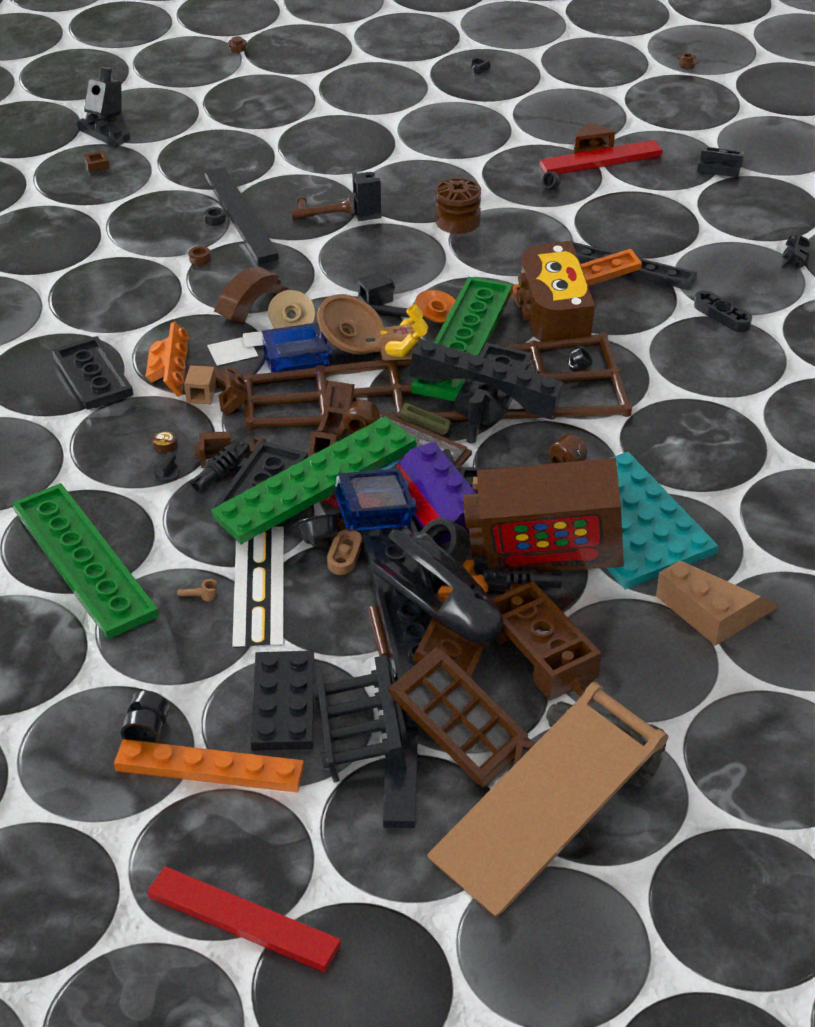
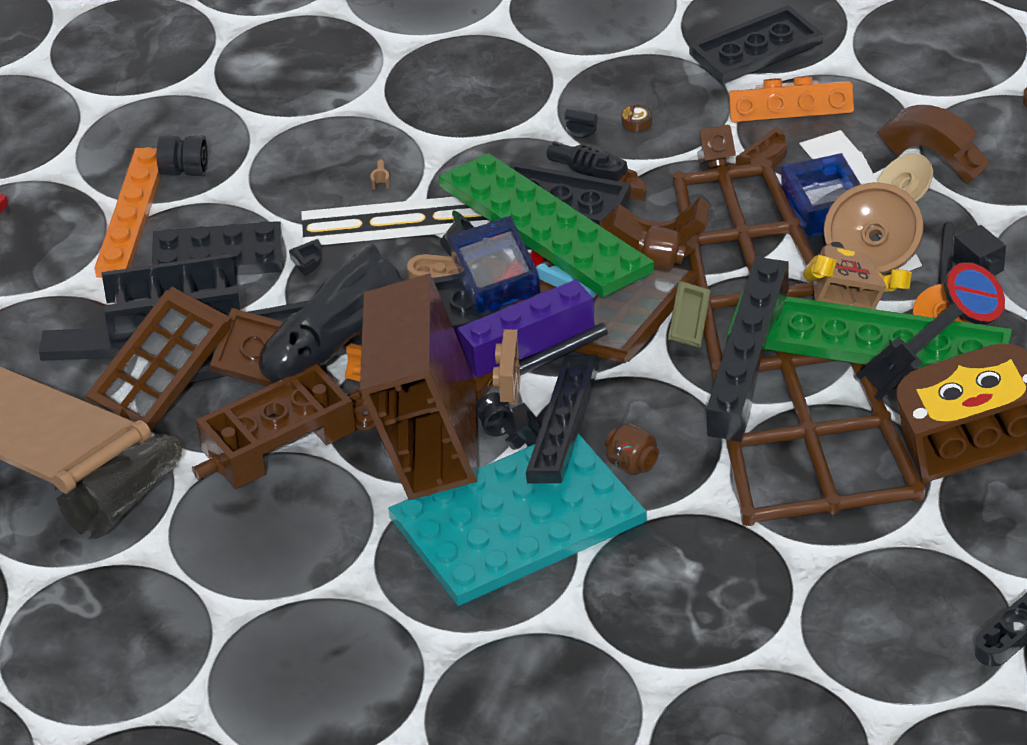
camera: 90 degrees right, 0 degrees up
(85, 561) = (424, 87): green plate -> none
(200, 385) = (743, 123): medium nougat brick -> none
(210, 444) = (617, 144): reddish brown bracket -> none
(303, 639) = (307, 256): none -> black tile
(485, 403) = (786, 371): black hinge -> none
(514, 317) = (971, 294): none -> piece
(581, 357) = (853, 461): black tile -> none
(710, 603) = (353, 584): medium nougat wedge -> none

